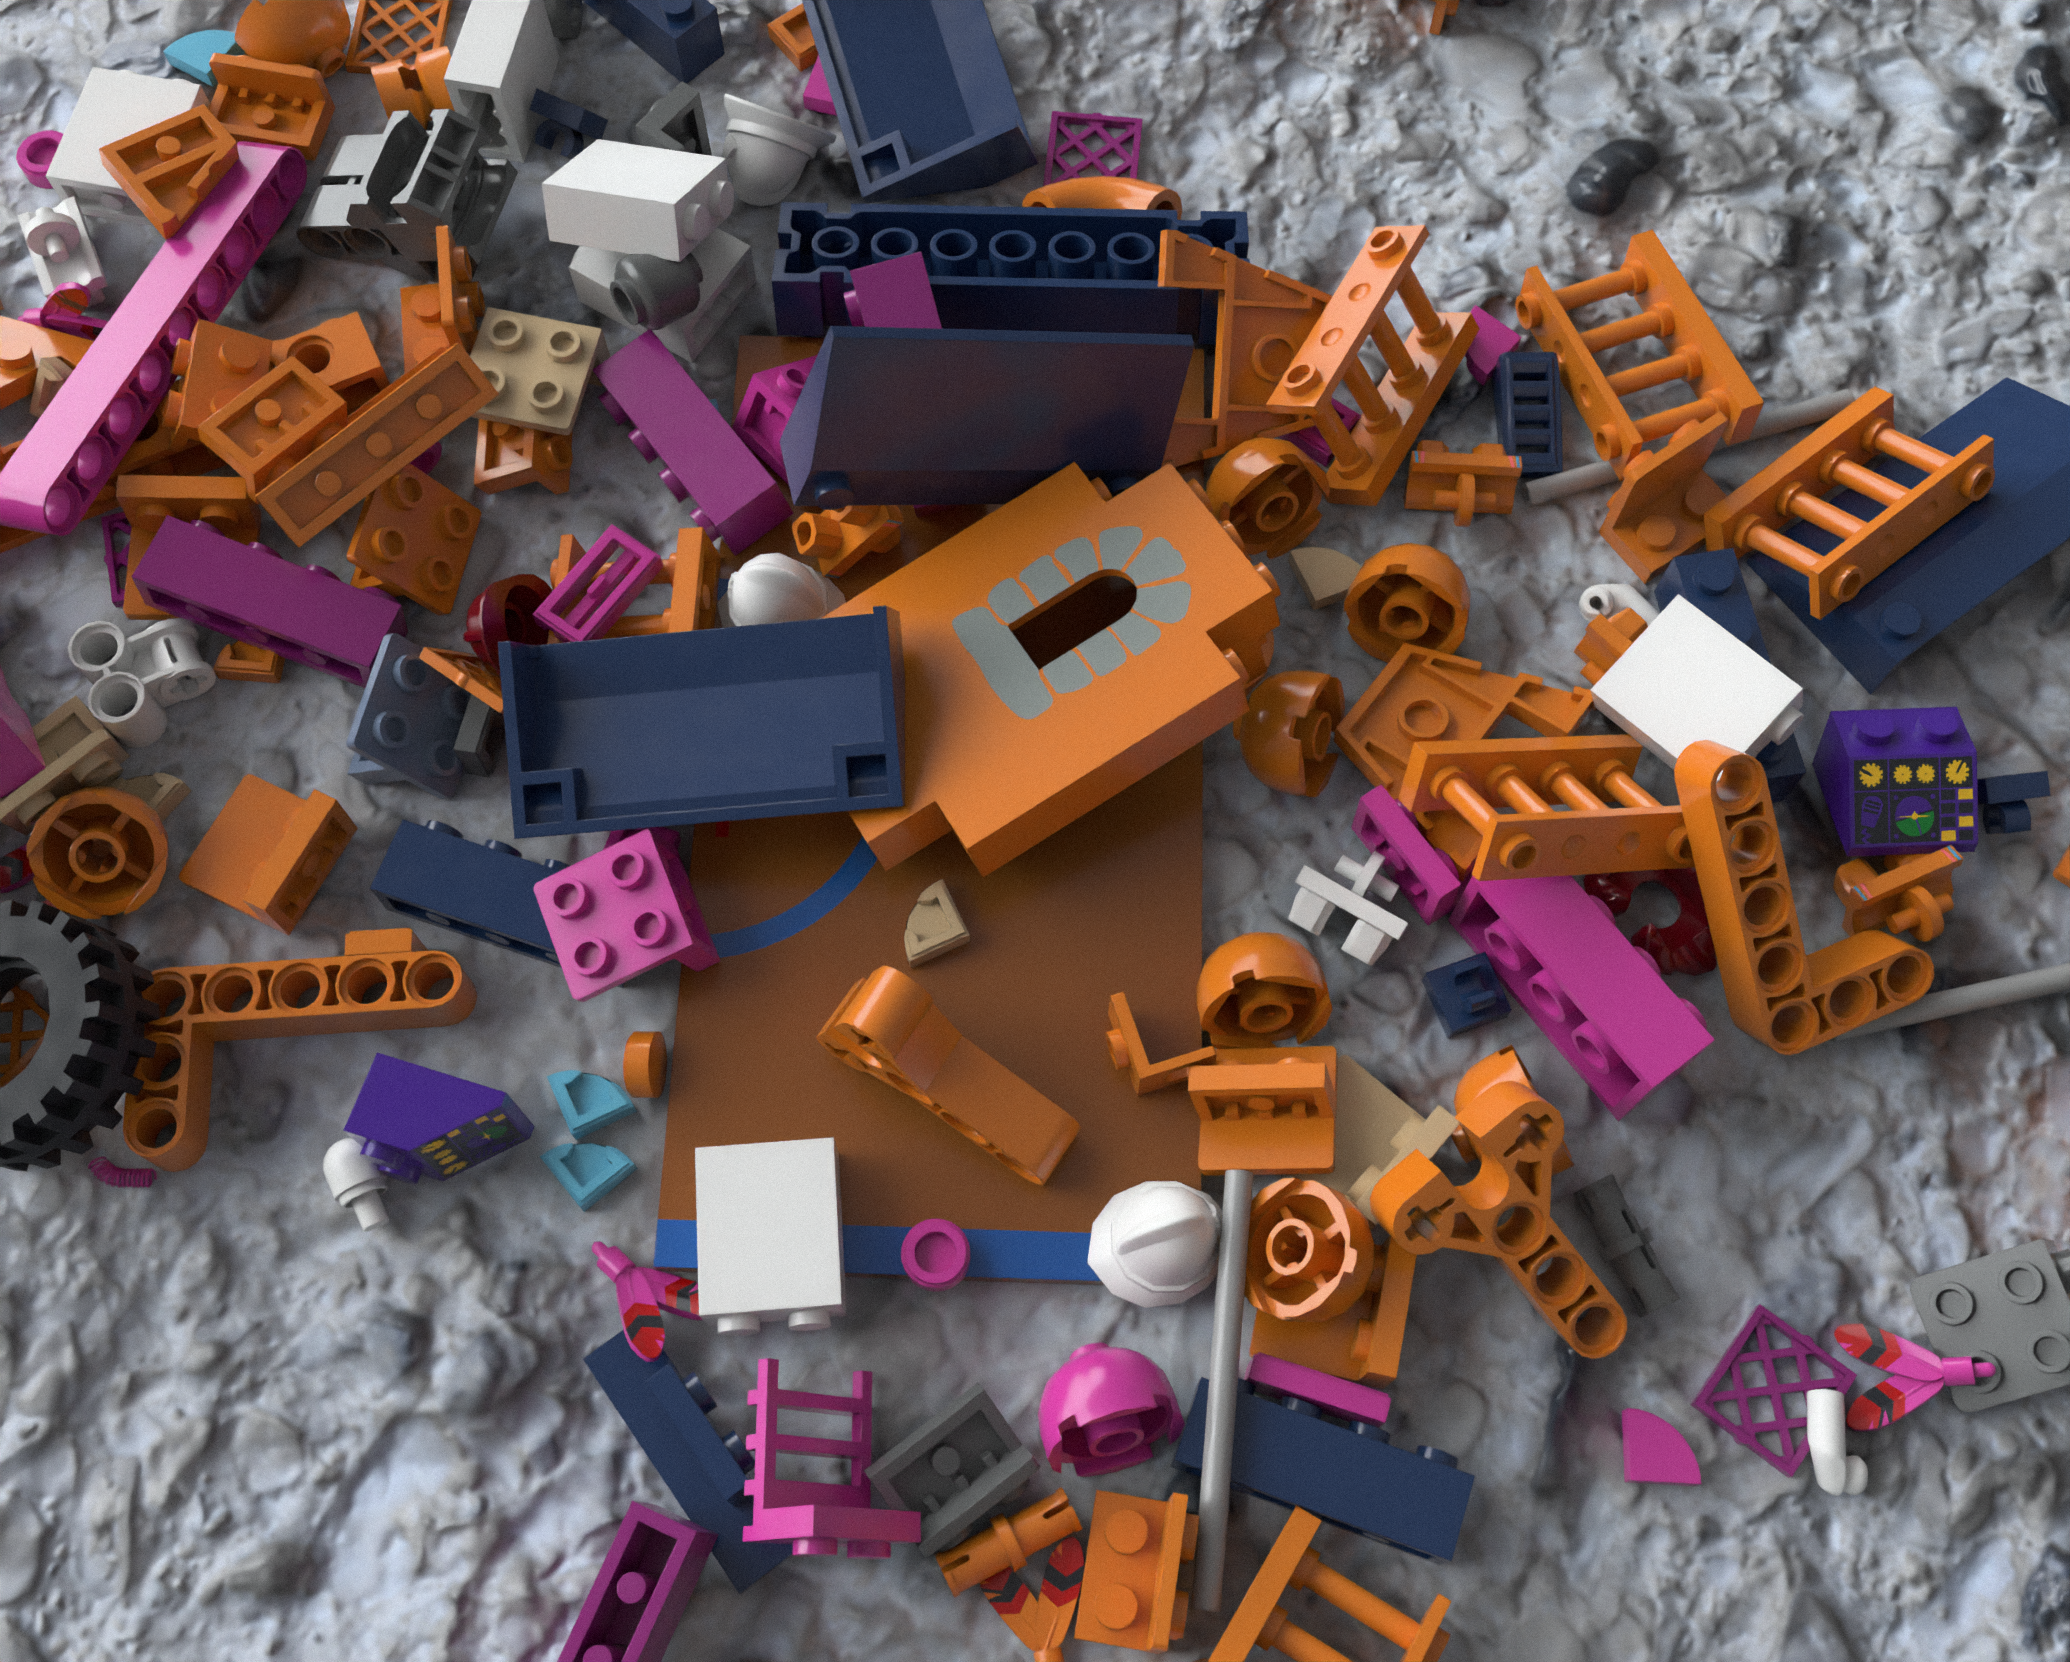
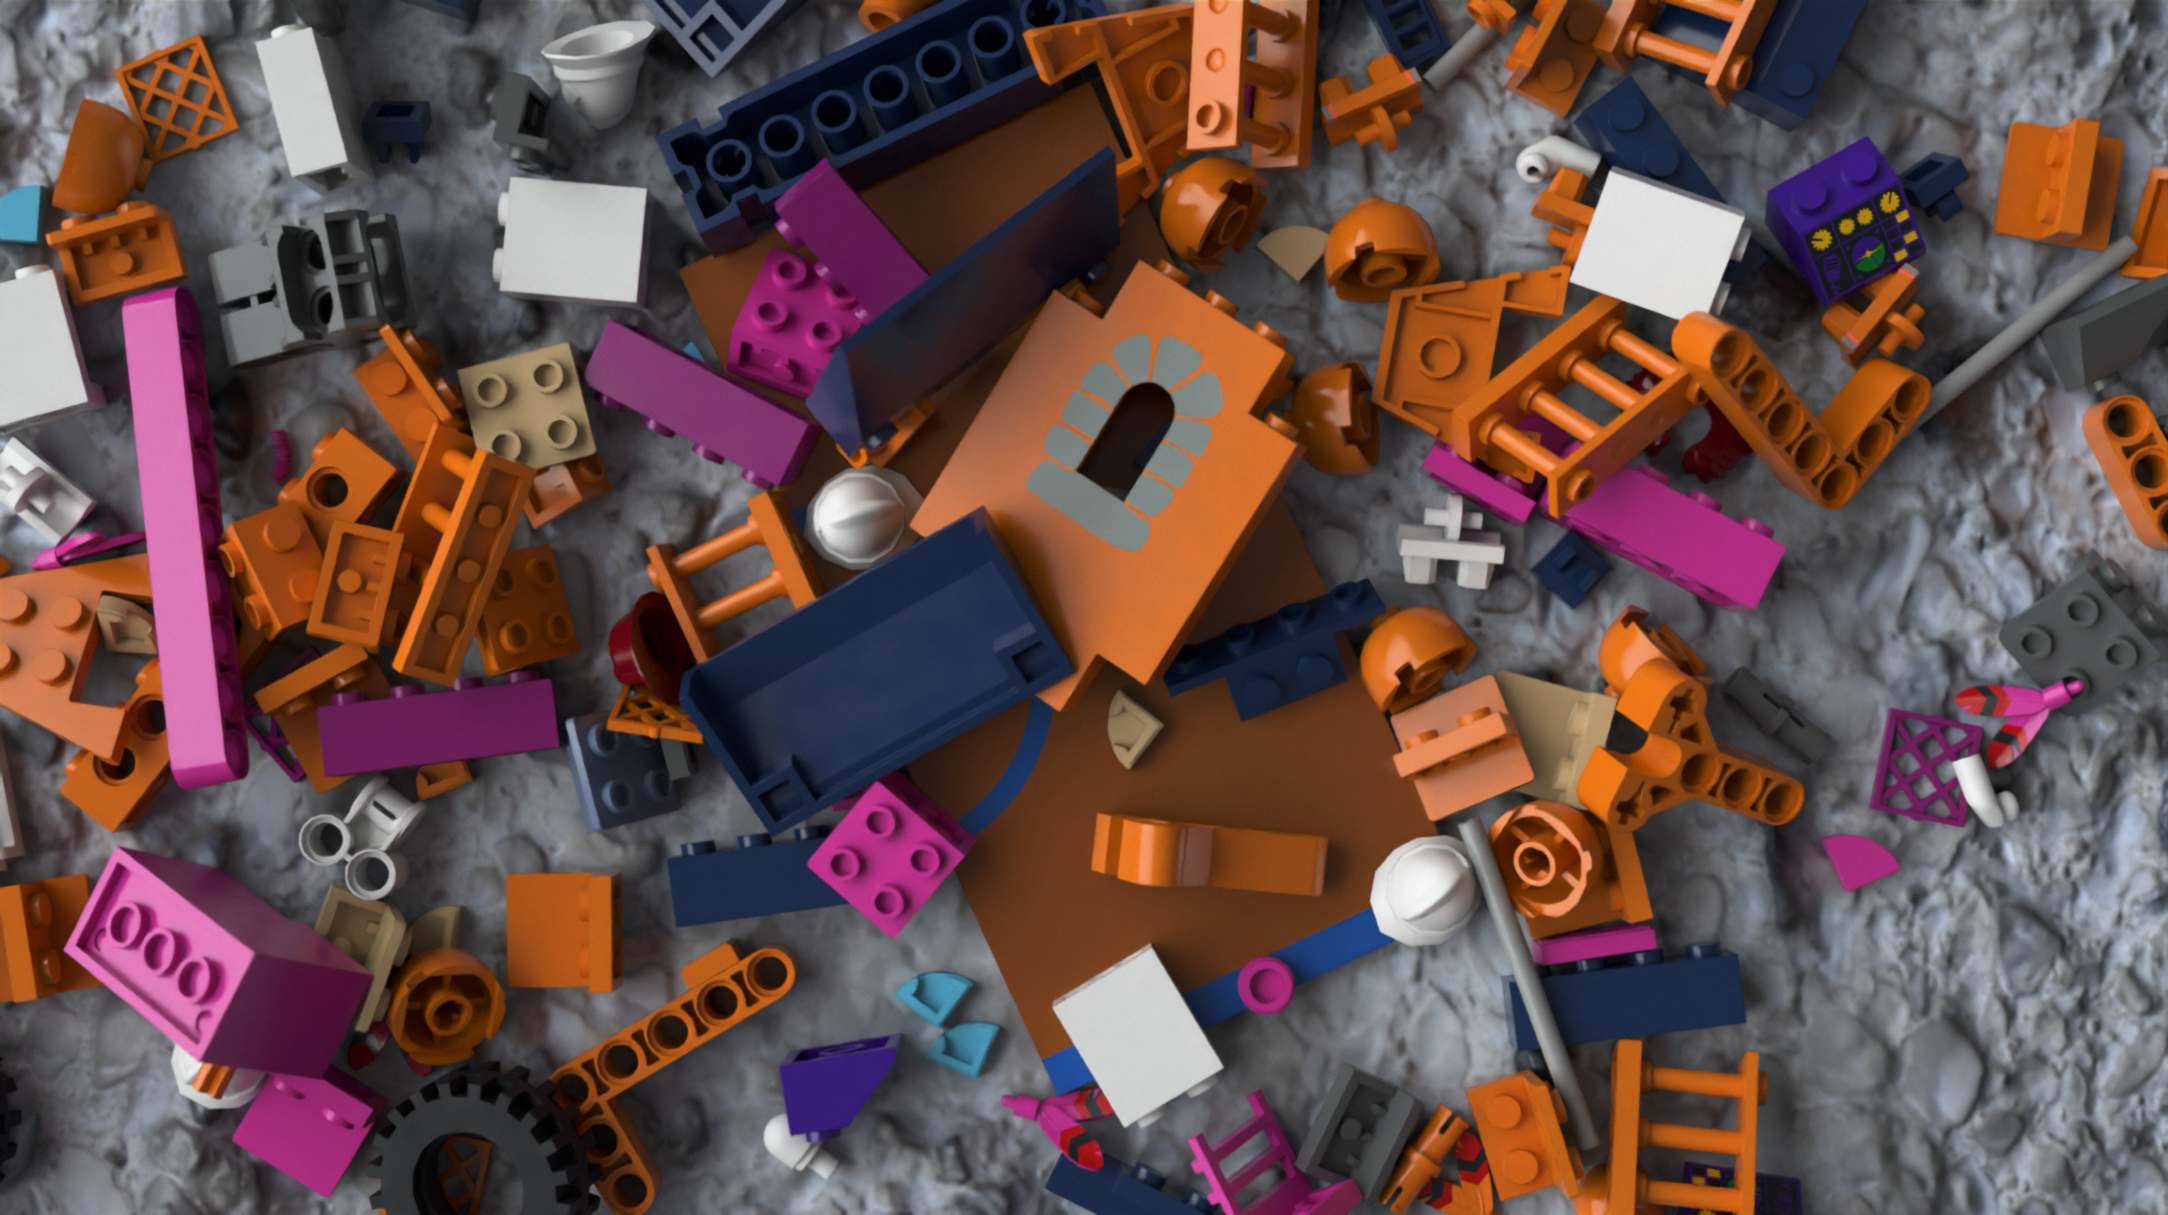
camera: 25 degrees left, 20 degrees up
(172, 166) = (94, 374): orange wing -> none
(289, 332) = (282, 459): none -> dark pink leg
(415, 86) = (263, 152): orange wheel -> none
(615, 605) = (716, 539): dark pink tile -> none
(637, 199) = (541, 216): white brick -> none
(645, 1064) = (965, 949): orange tile -> none
(655, 289) = (598, 284): dark grey head -> none
(1106, 1410) = (1447, 1034): dark pink cylinder -> none
(1120, 927) = (1280, 654): none -> dark blue bracket
(1128, 1052) = (1336, 762): orange bracket -> none

